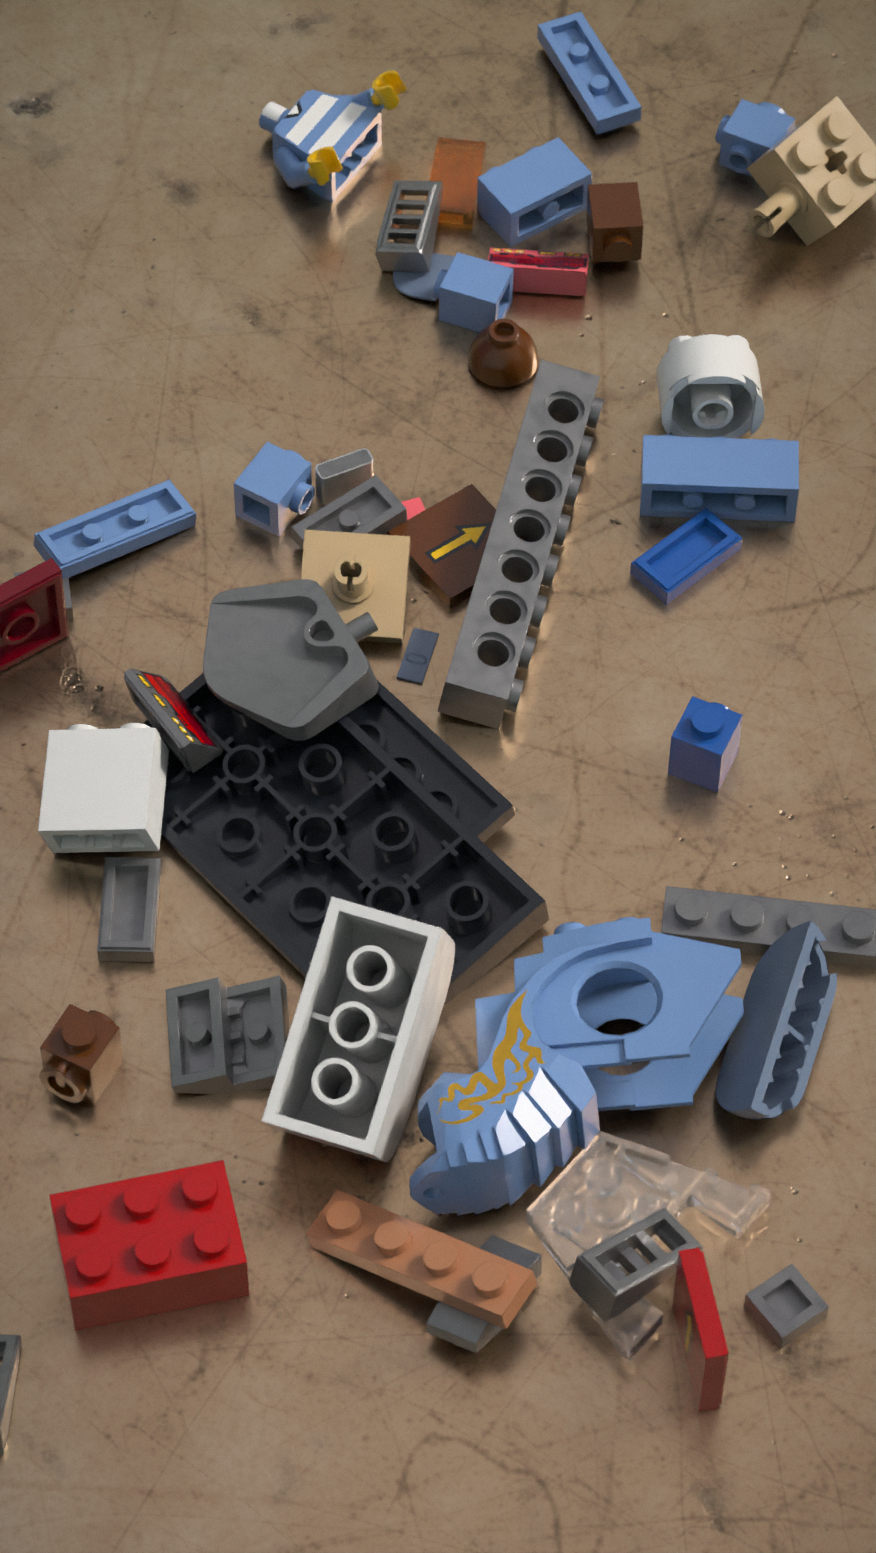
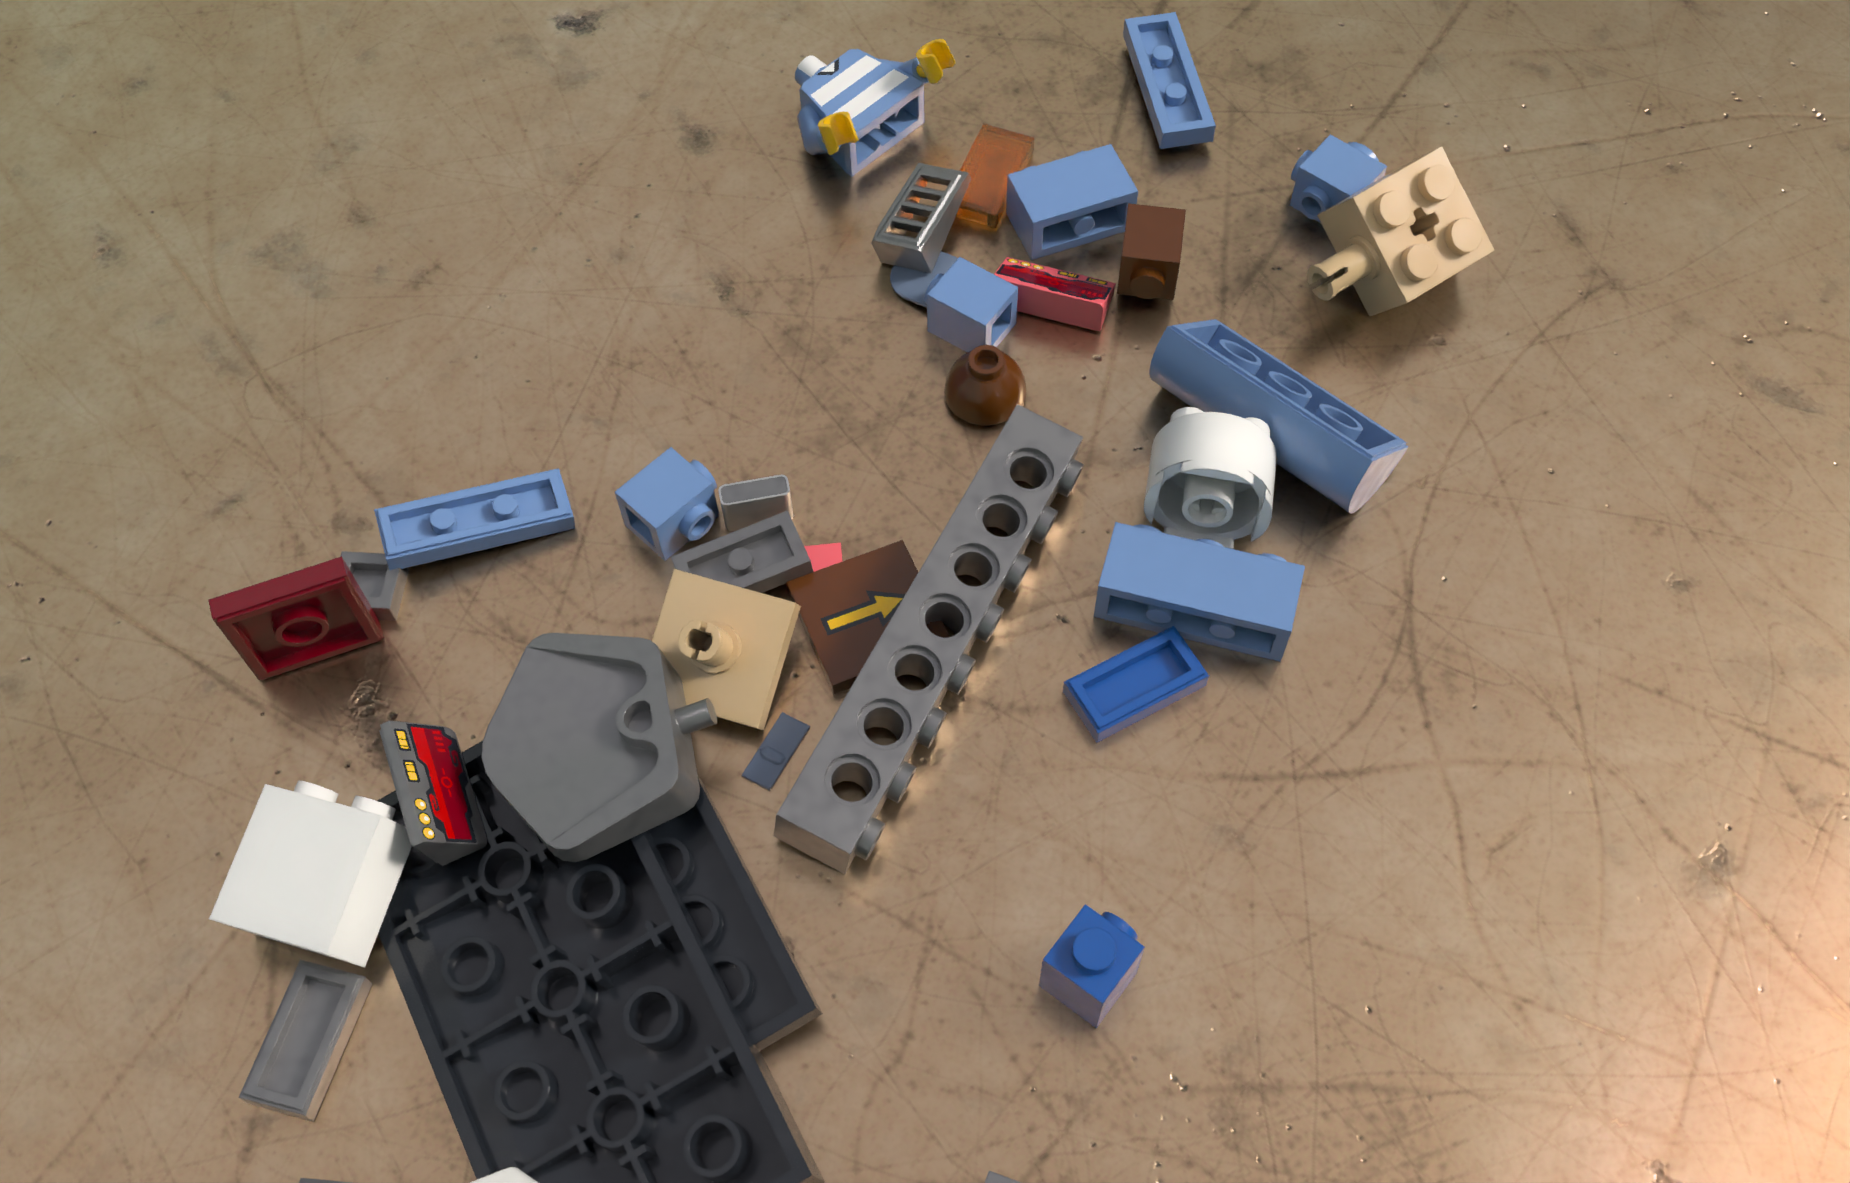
camera: 15 degrees right, 5 degrees up
(783, 342) = (1311, 429): none -> medium blue brick

